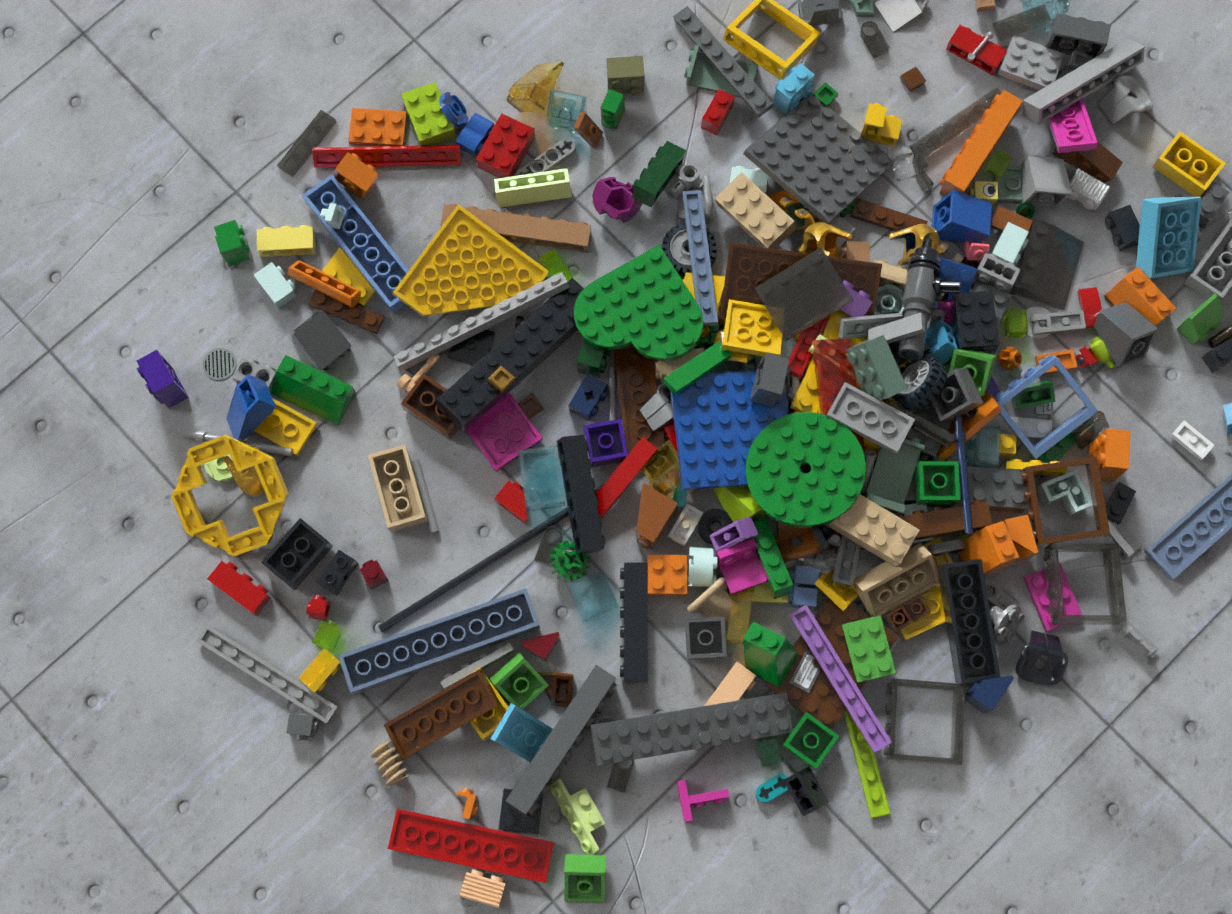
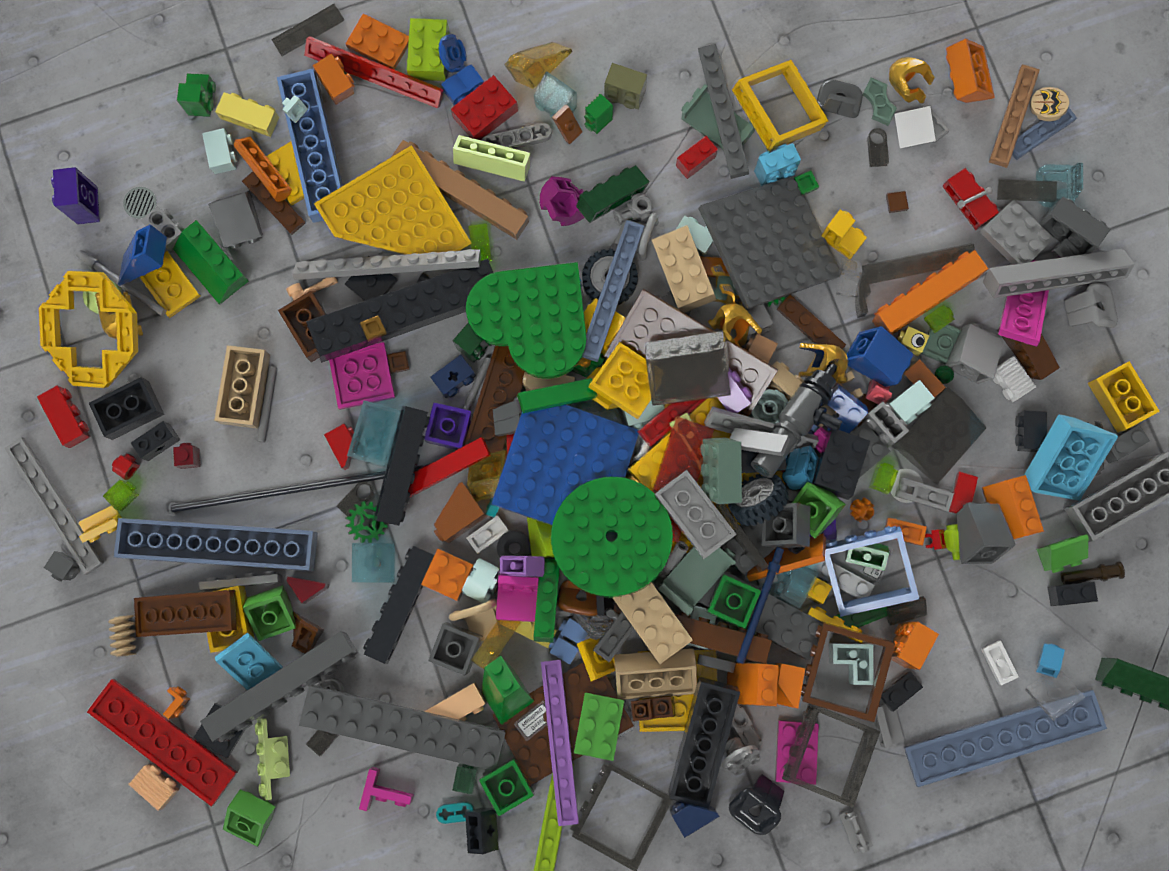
camera: 25 degrees right, 5 degrees up
(770, 379) = (617, 437): dark grey brick -> none

